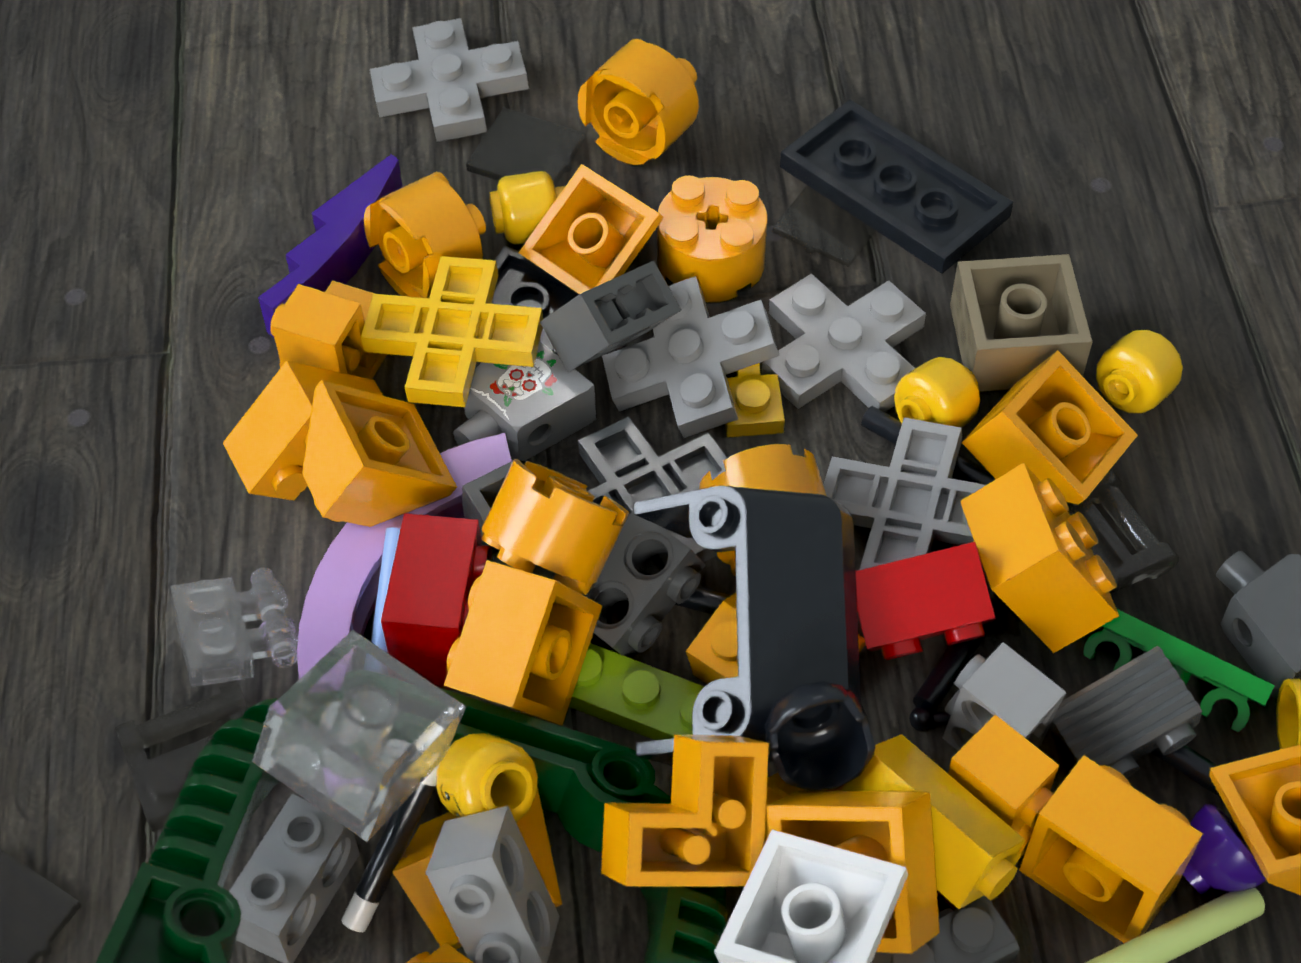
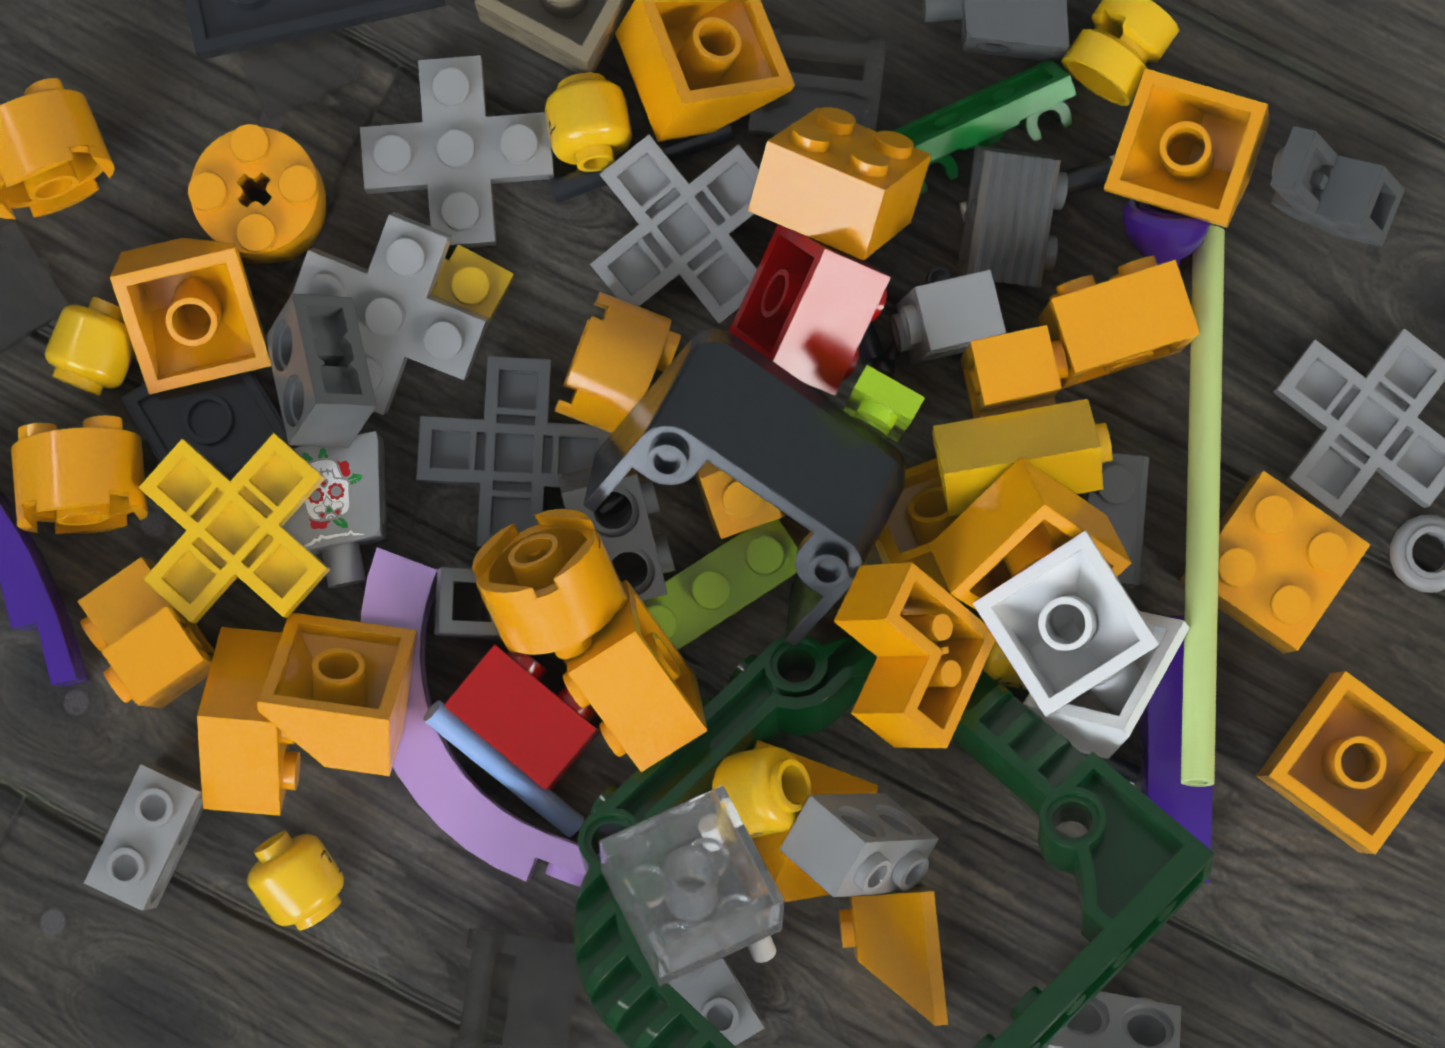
camera: 60 degrees left, 30 degrees up
(175, 422) = (147, 837): none -> light grey brick
(203, 535) = (295, 880): none -> yellow head
(214, 631) = (406, 922): clear plate -> none
(819, 736) = (913, 507): black hair -> none
(889, 679) = (883, 404): none -> lime plate

